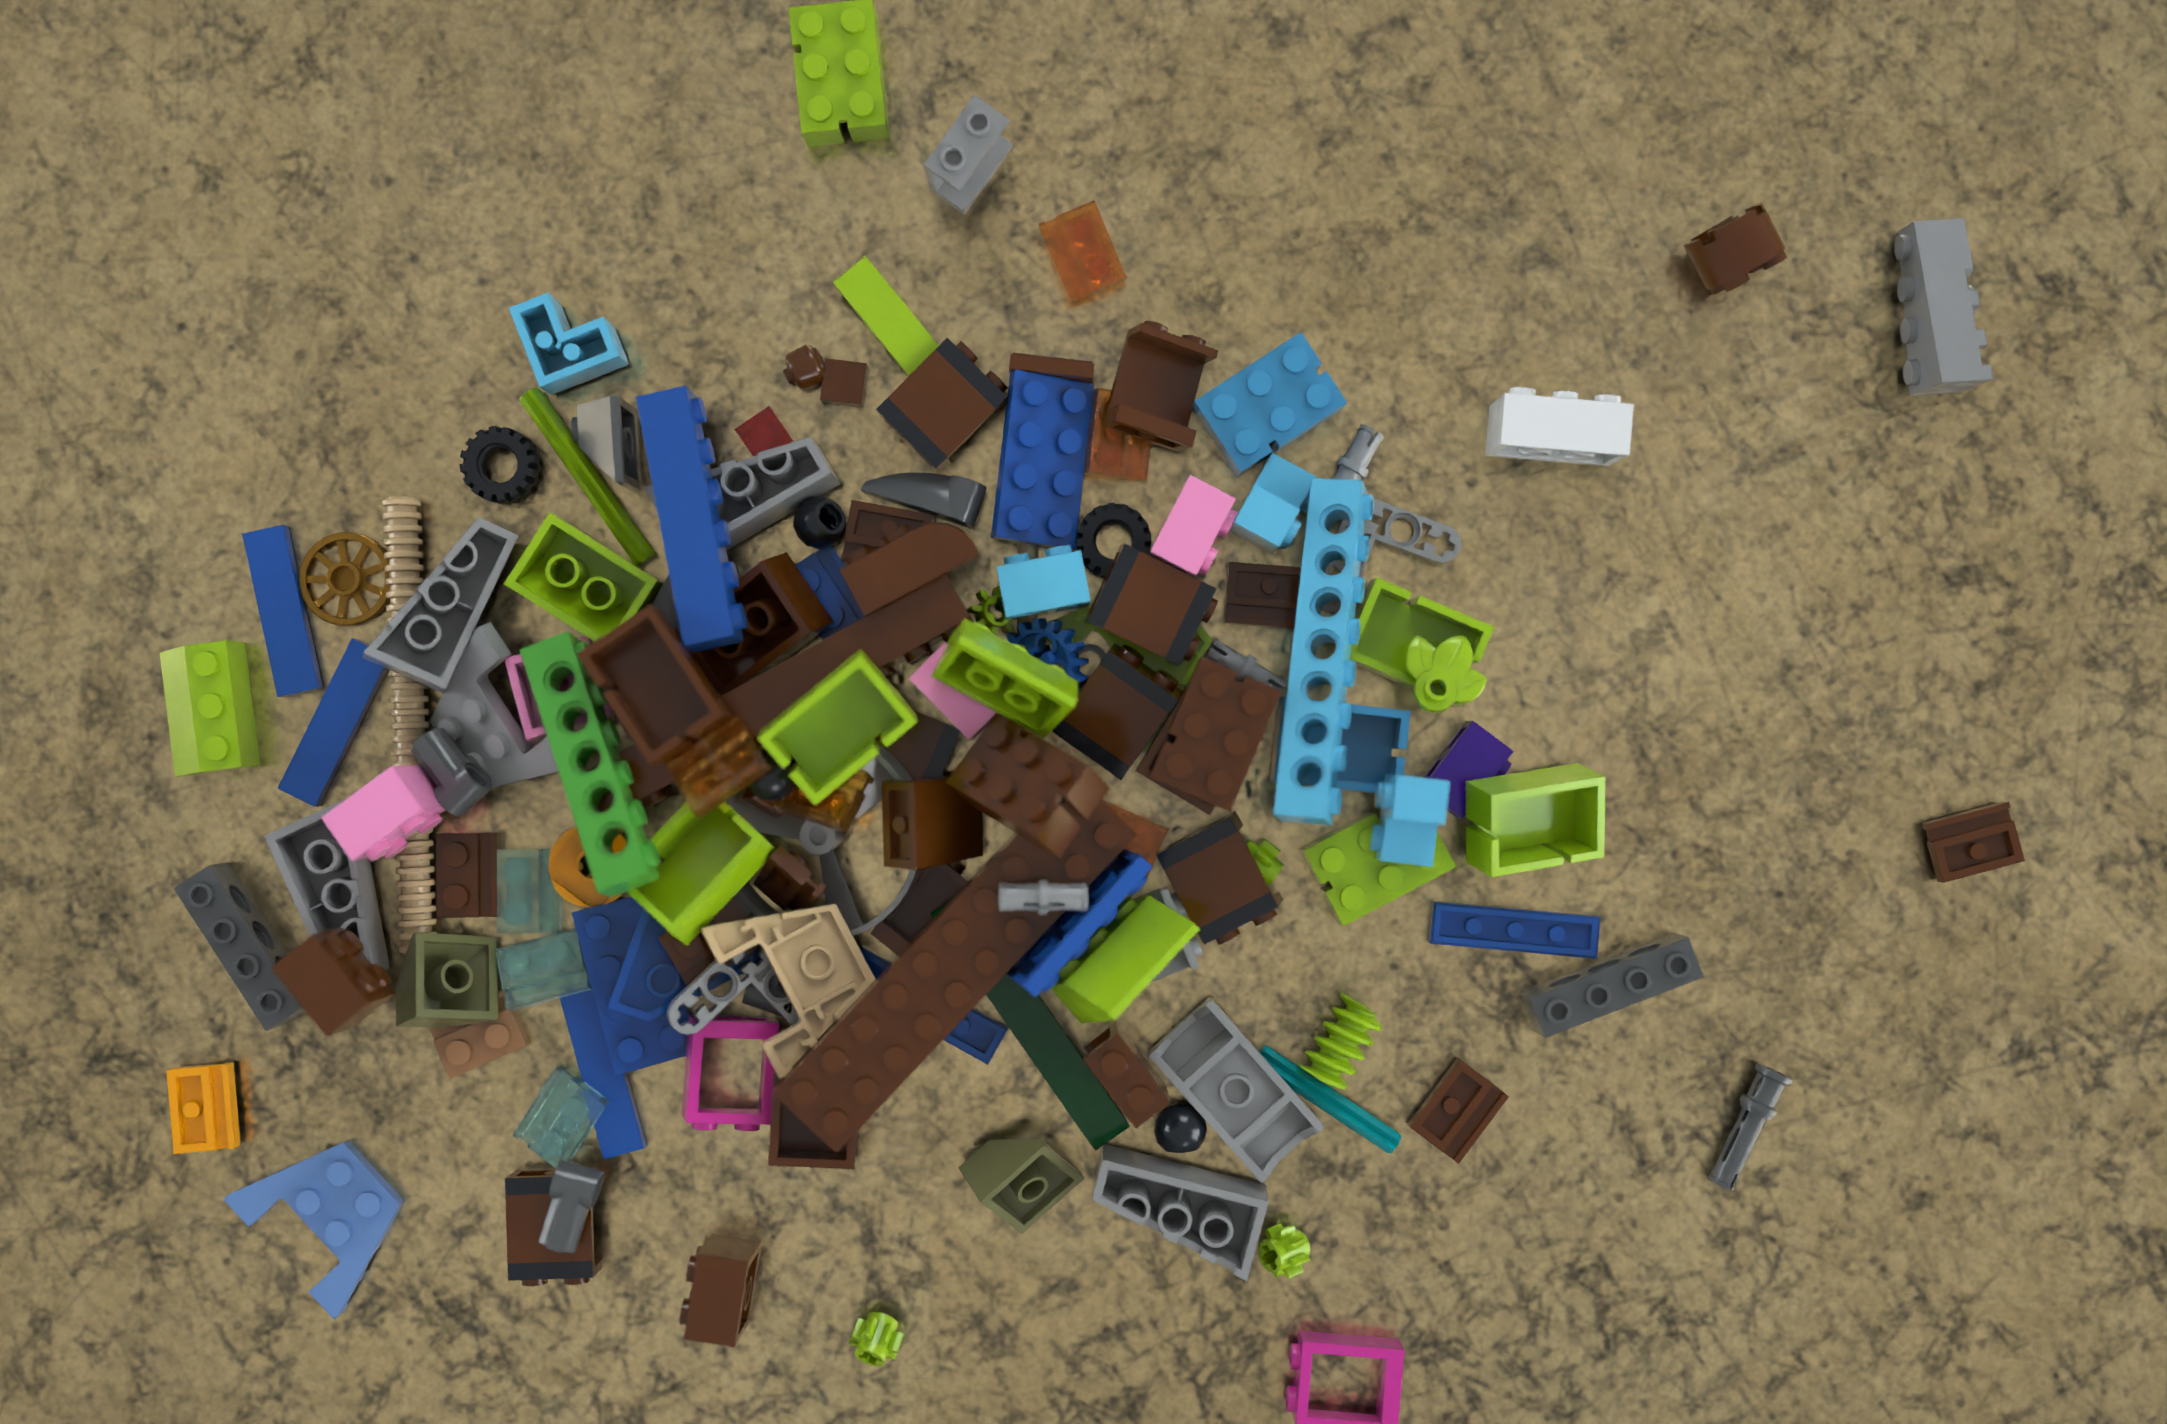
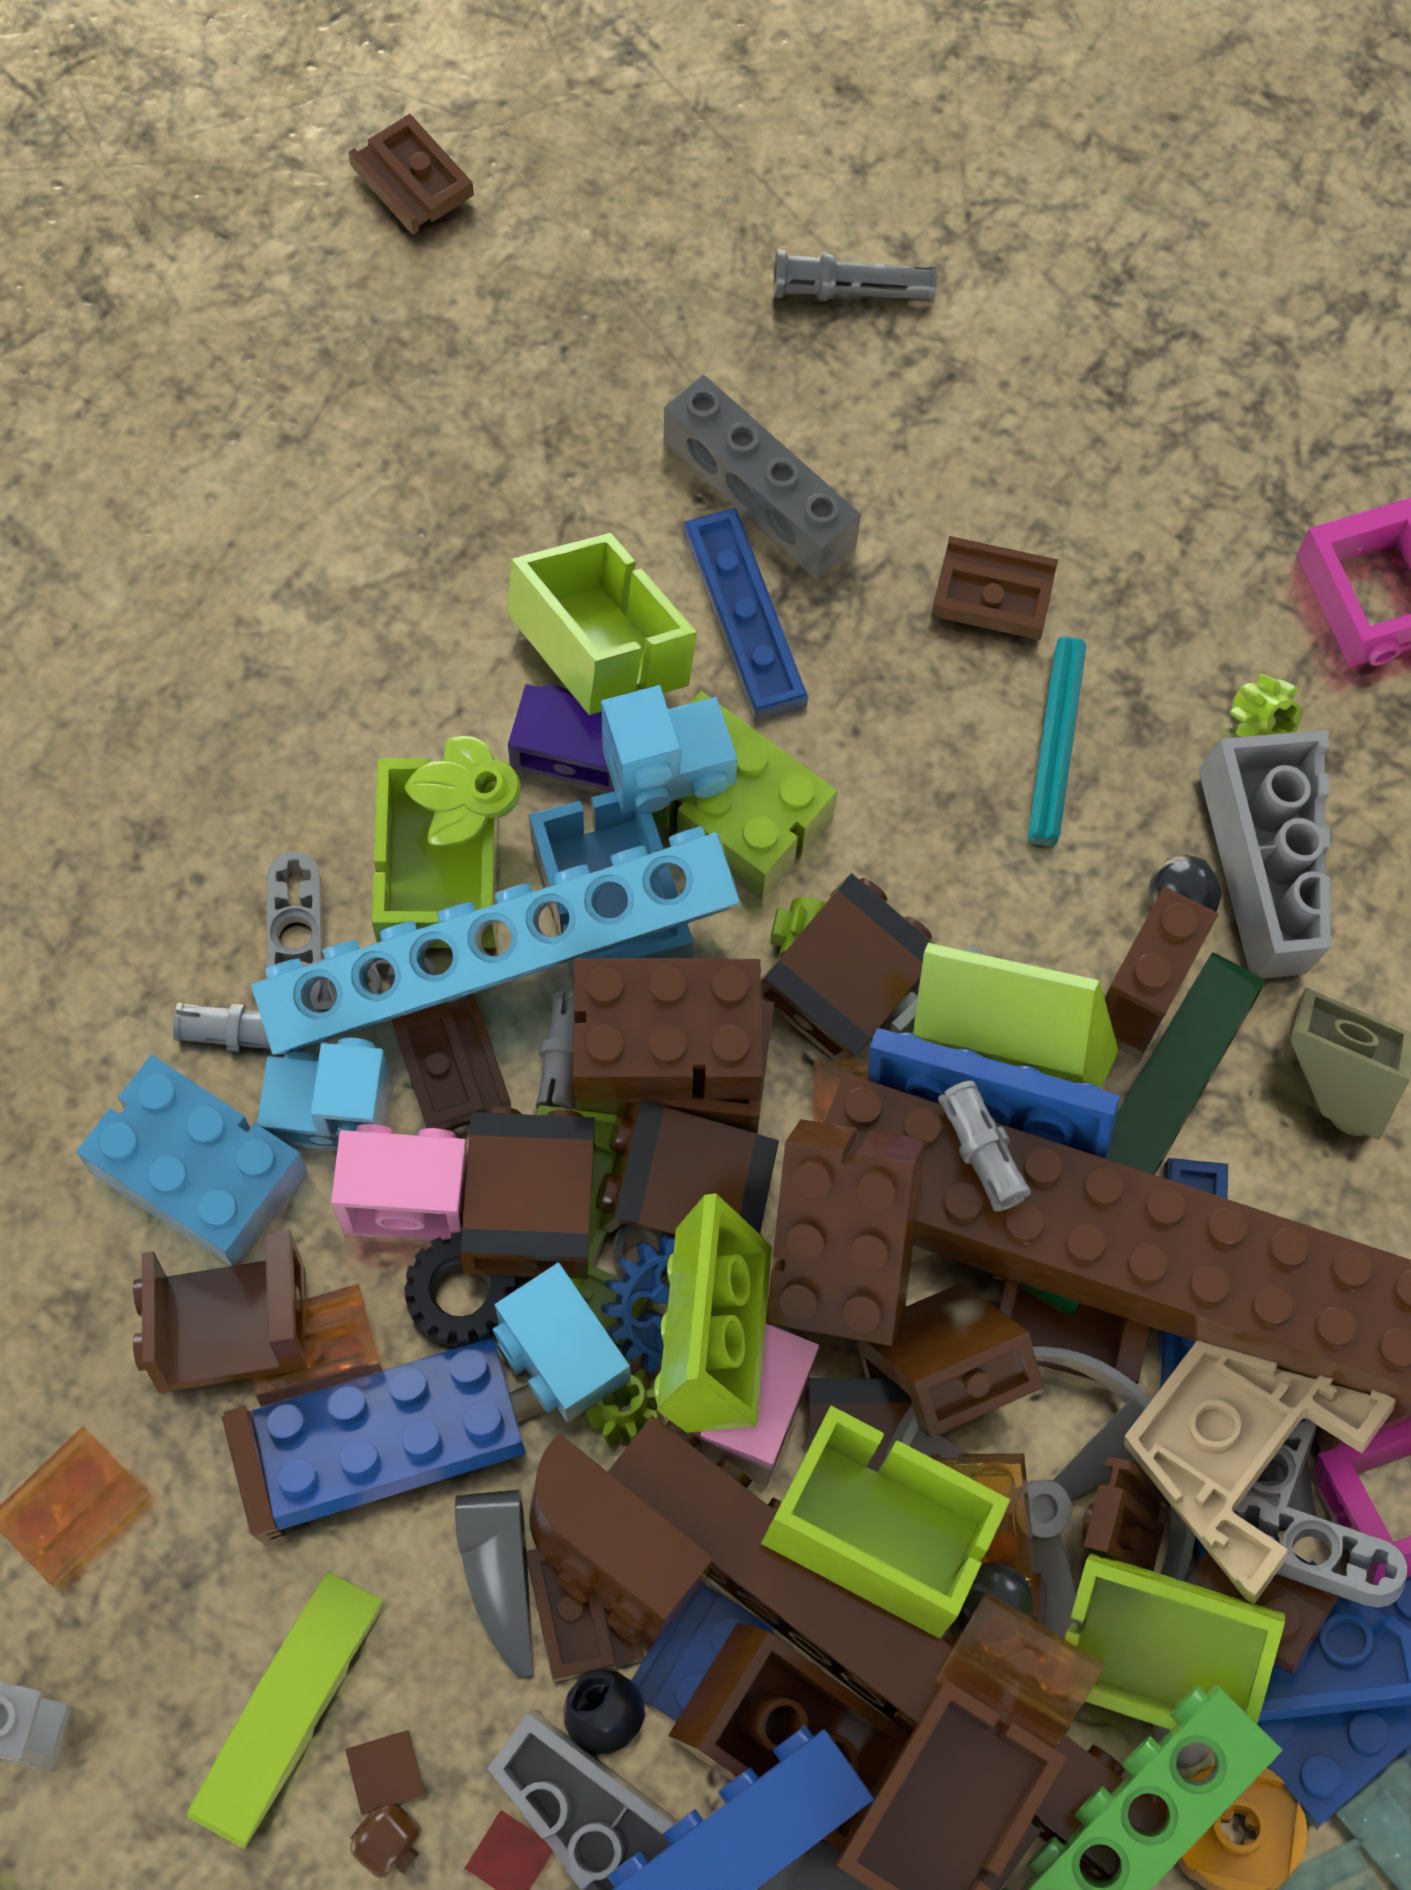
camera: 120 degrees left, 20 degrees down
(943, 403) = (362, 1605): reddish brown panel -> none
(1234, 1088) = (1099, 850): light grey piece -> none
(1342, 1043) = (981, 744): lime piece -> none
(1559, 427) = (84, 788): white brick -> none

